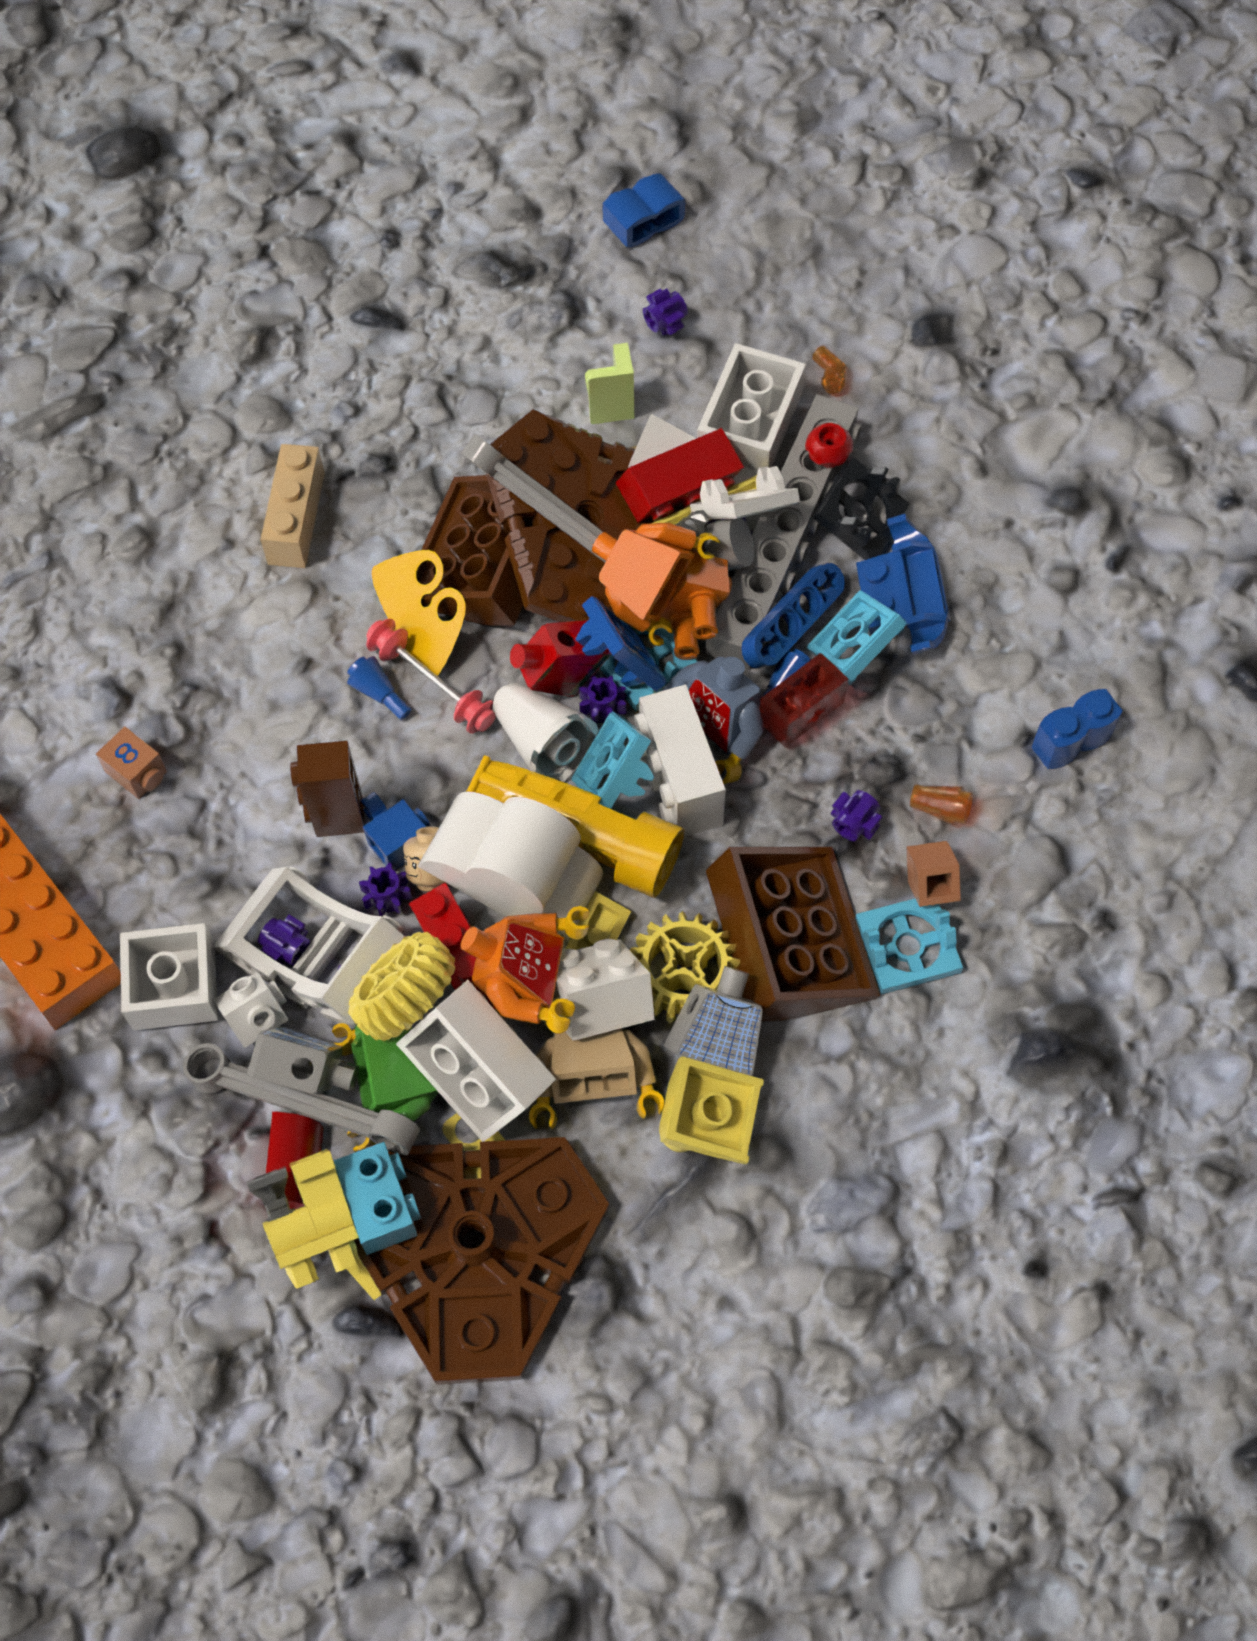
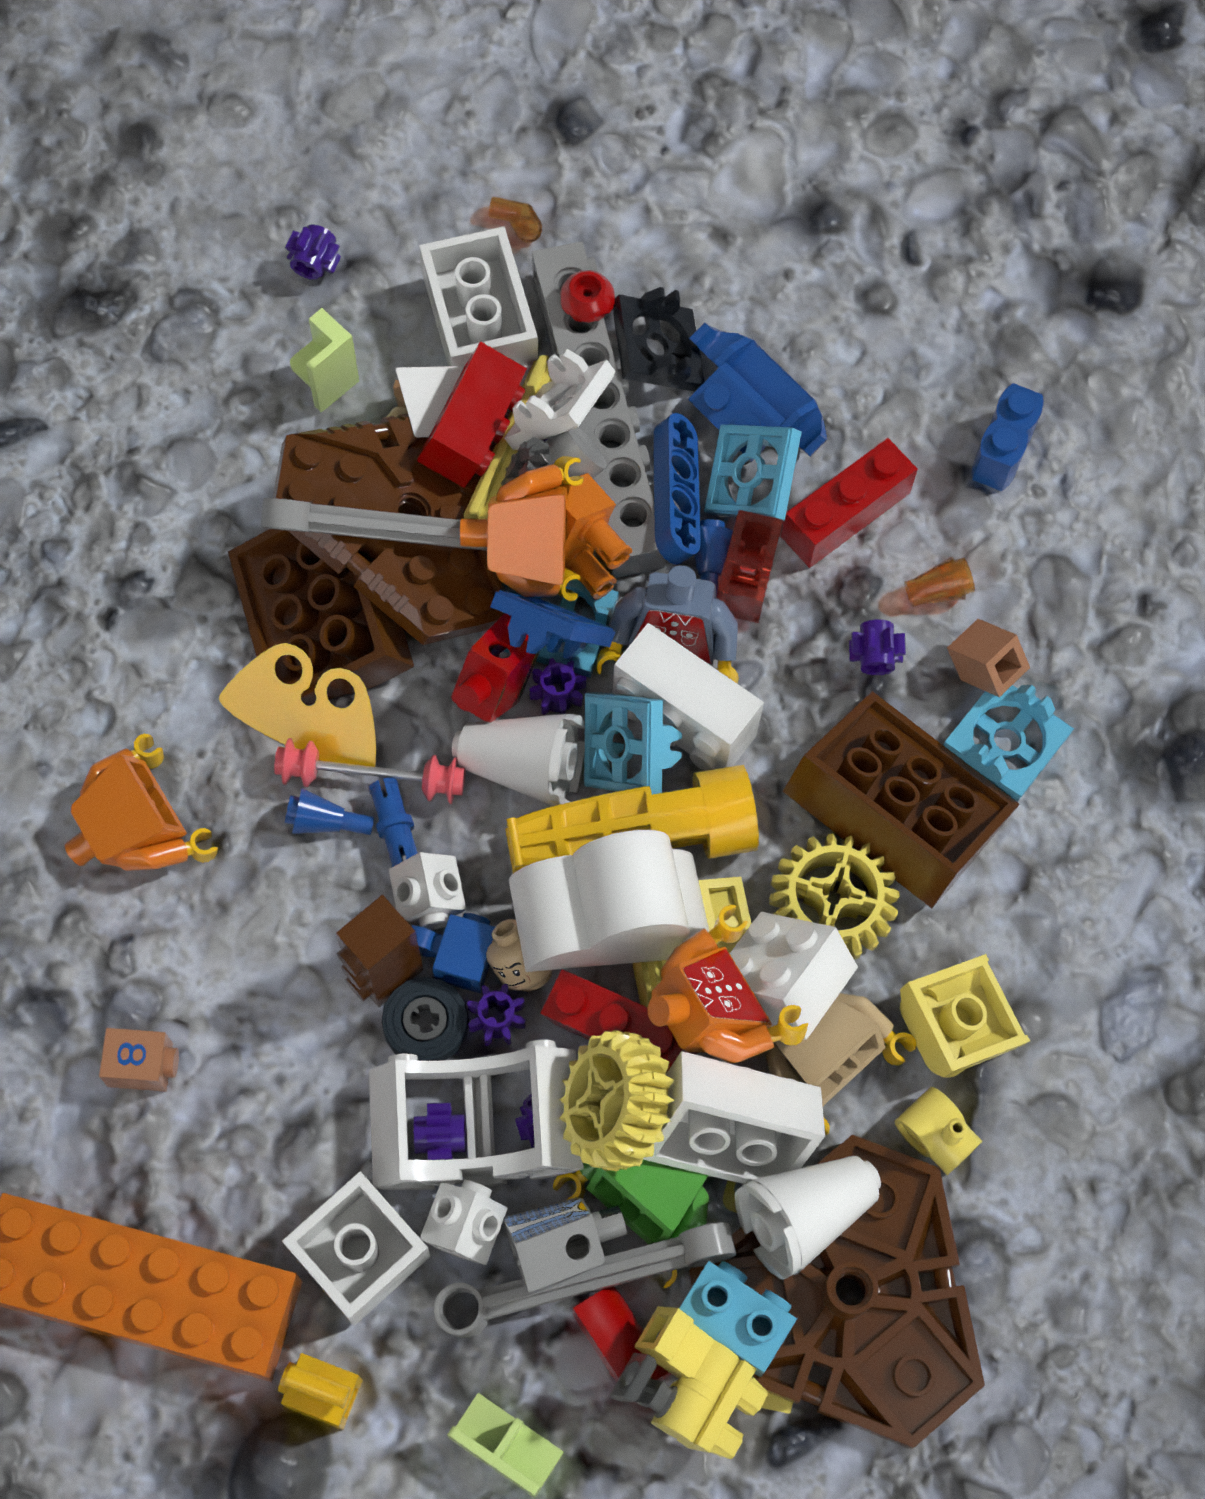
camera: 40 degrees left, 5 degrees up
(74, 1052) = (319, 1390): none -> yellow brick
(164, 1178) = (506, 1445): none -> yellowish green panel
(249, 602) = (128, 817): none -> orange torso
(292, 506) = (89, 683): tan brick -> none
(337, 844) = (442, 1002): none -> black bush
(403, 774) = (427, 889): none -> white brick
(418, 723) = (393, 823): none -> blue pin
(484, 1157) = (805, 1210): none -> white cone
(630, 1180) = (937, 1130): none -> light yellow piece
(643, 210) = (206, 156): blue brick -> none
(719, 1025) = (916, 932): light grey torso -> none
(916, 702) = (848, 502): none -> red brick

